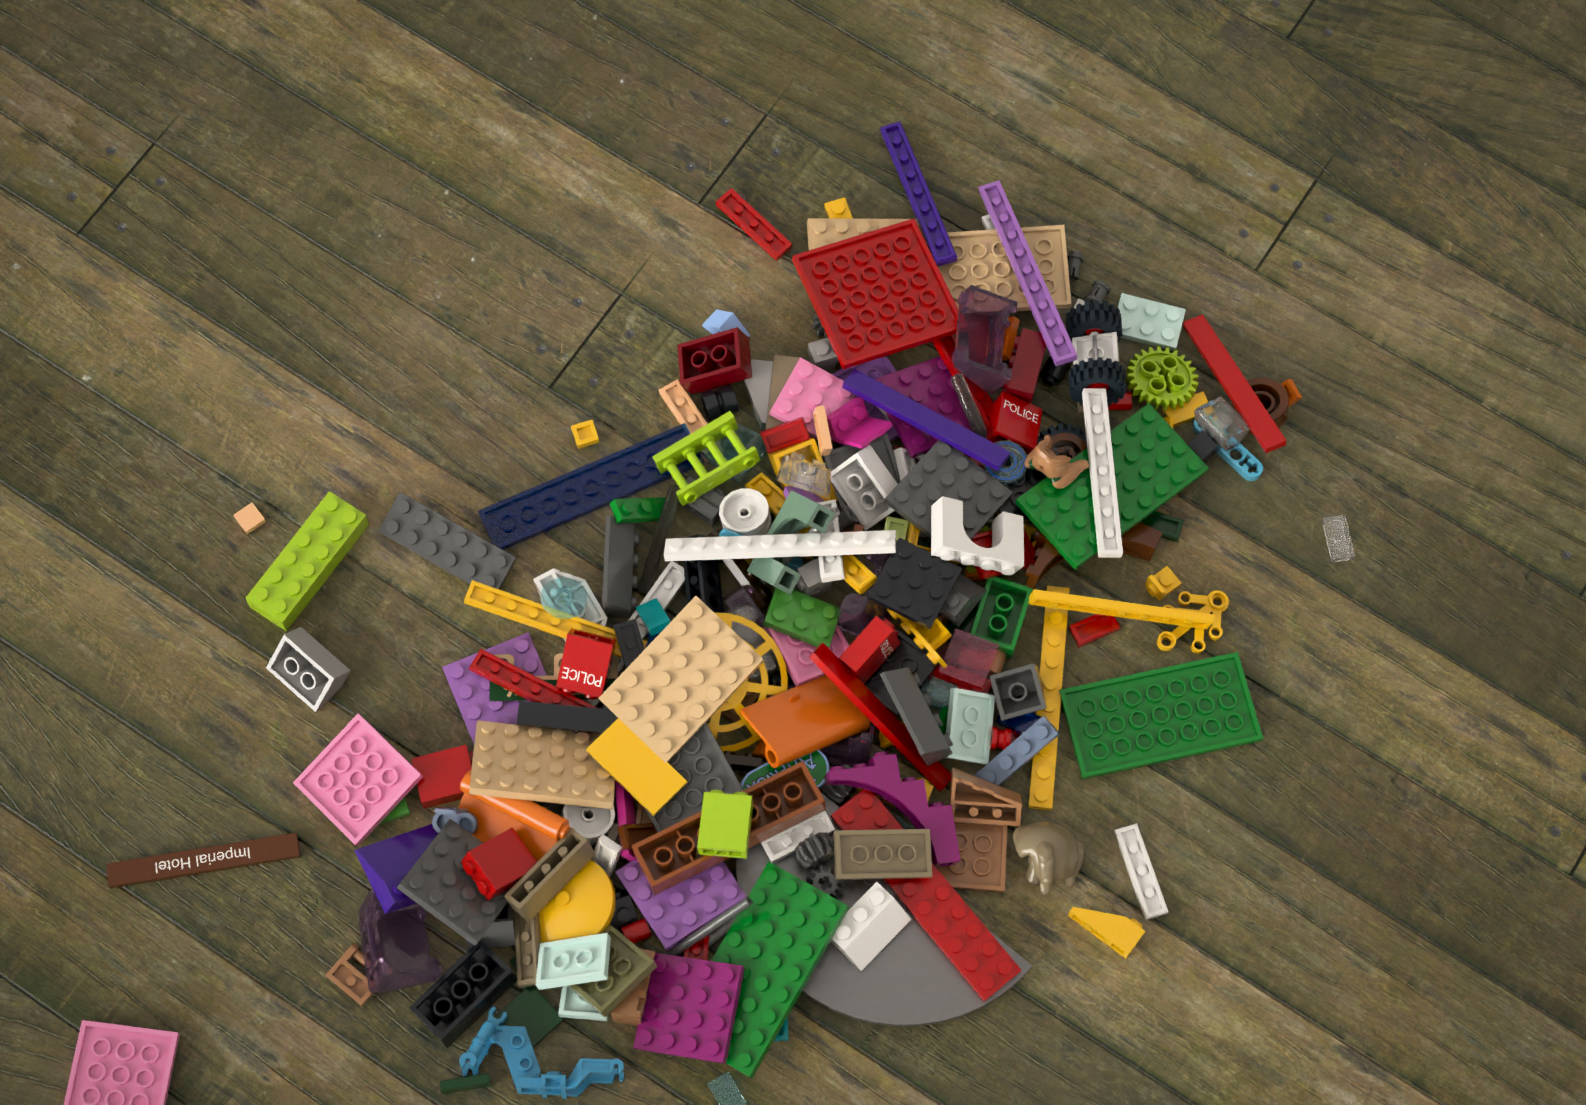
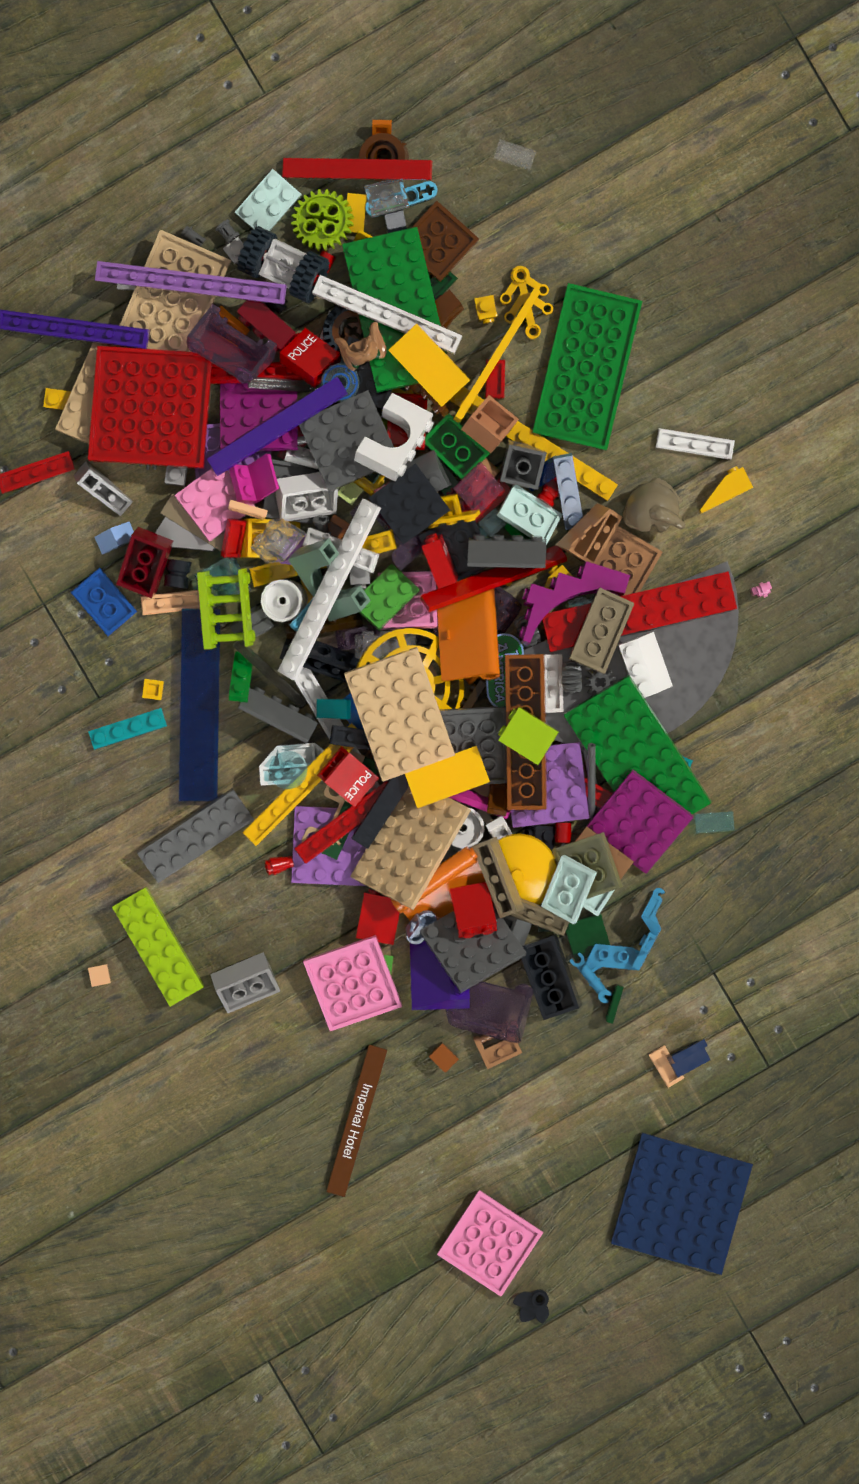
camera: 65 degrees left, 20 degrees up
(318, 919) = (443, 1057): none -> dark orange panel
(455, 644) = (278, 864): none -> red cone
(531, 429) = (127, 728): none -> teal plate
(653, 348) = (104, 602): none -> blue tile
(770, 292) = (102, 488): none -> light grey slope
(1020, 1020) = (762, 589): none -> bright pink plate
(1044, 634) = (490, 424): none -> nougat piece
(1073, 535) = (429, 364): none -> yellow tile
(1208, 505) = (443, 240): none -> reddish brown plate

